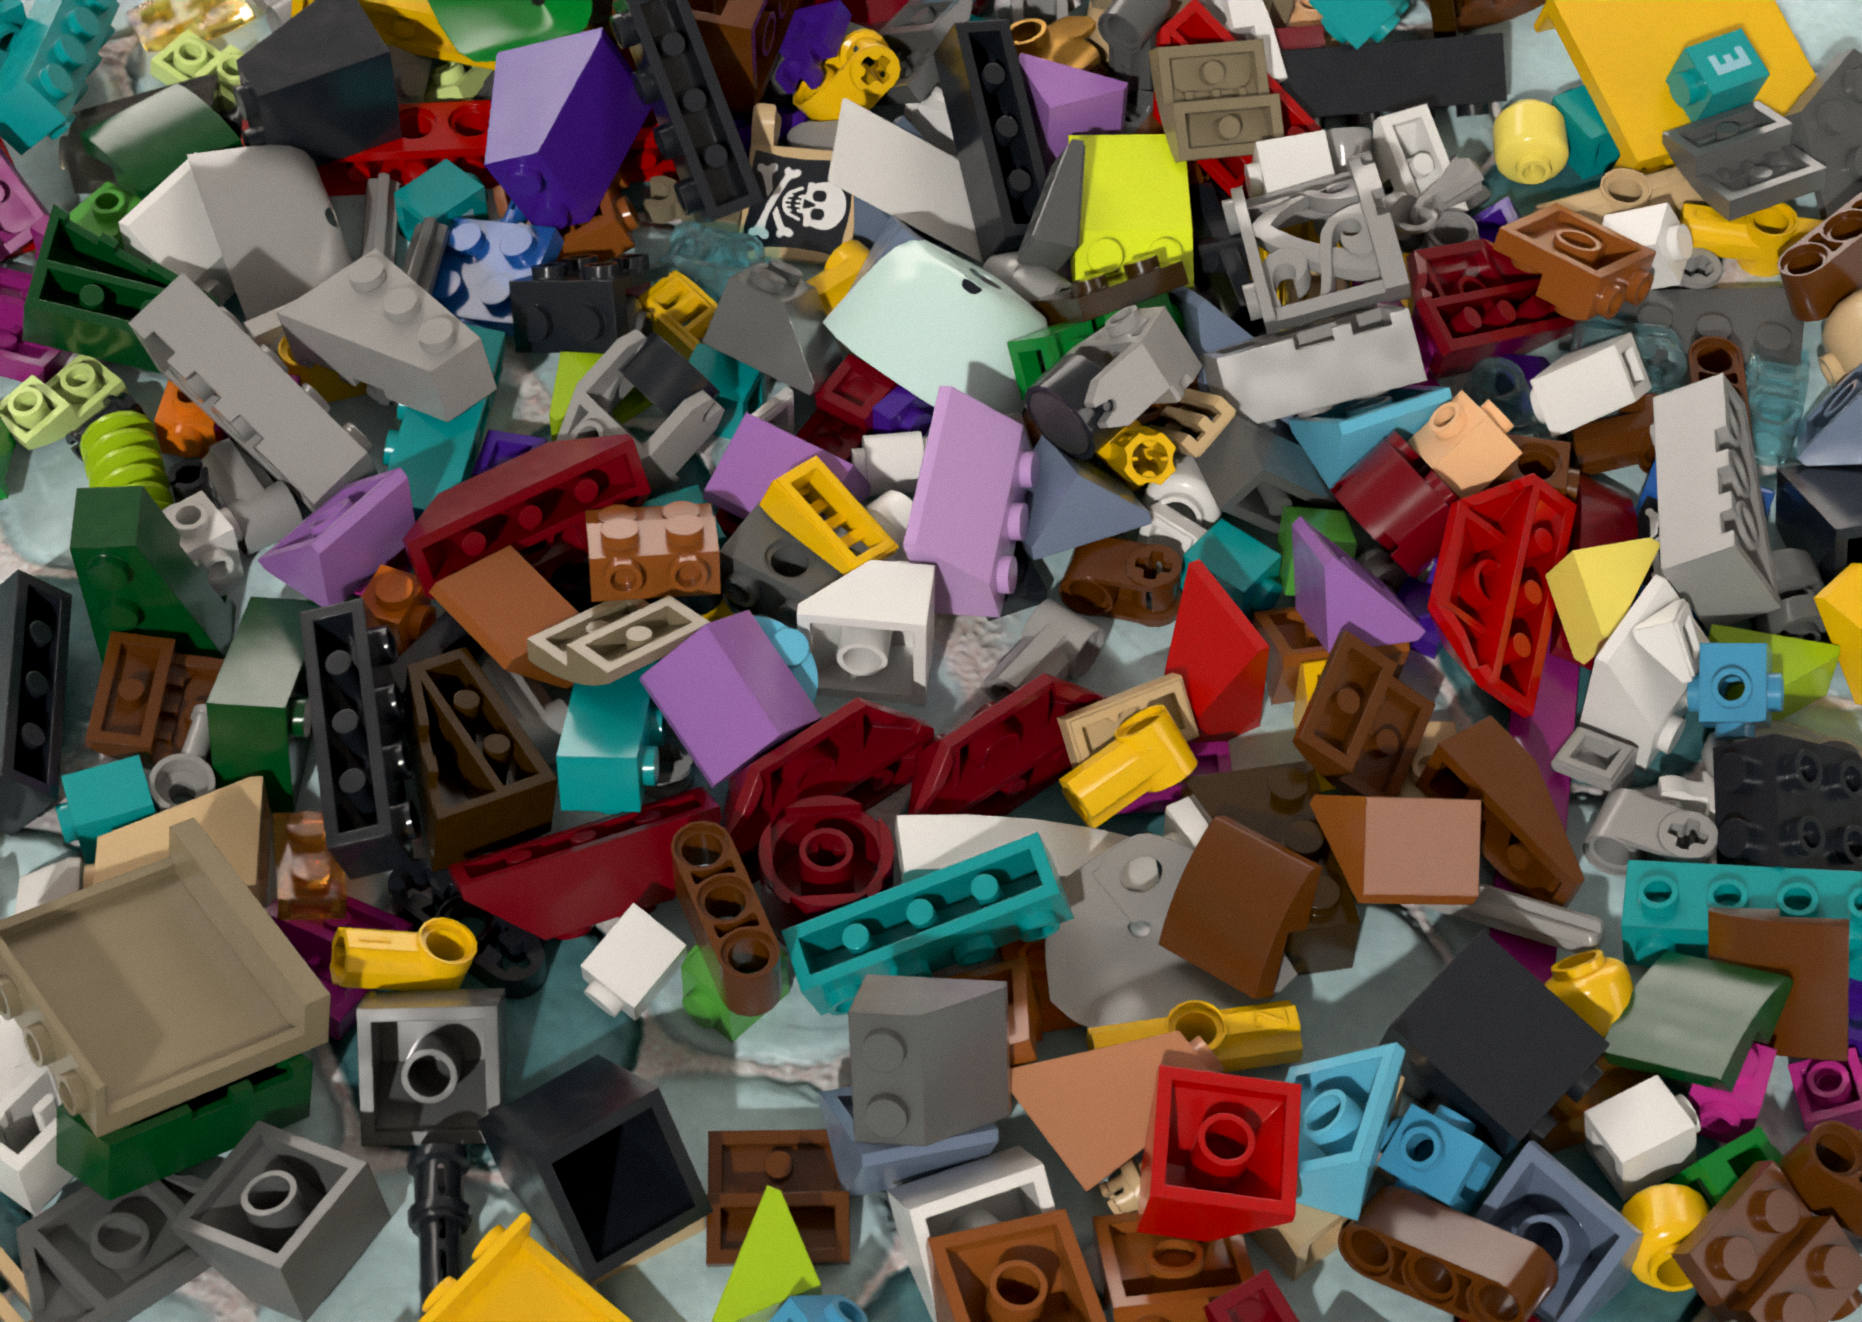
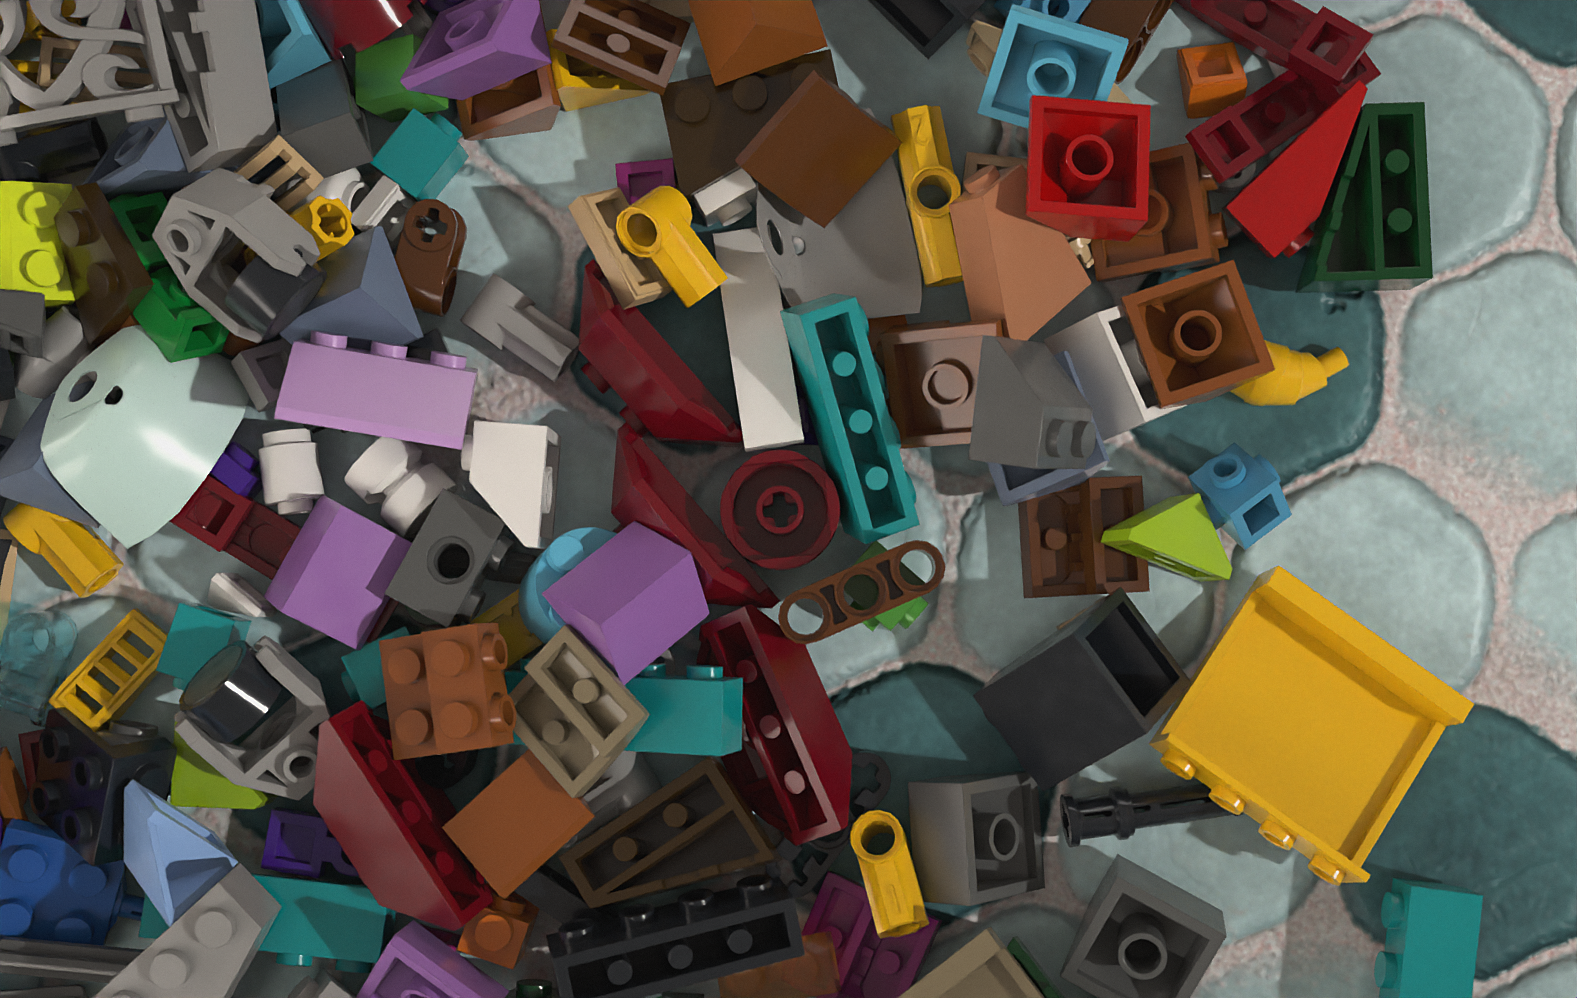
camera: 90 degrees left, 35 degrees up
(521, 335) = (170, 852): none -> light blue slope
(632, 964) = (879, 673): white brick -> none
(775, 326) = (147, 592): dark grey slope -> none
(818, 485) = (428, 538): yellow slope -> none
(1218, 659) = (536, 175): red slope -> none

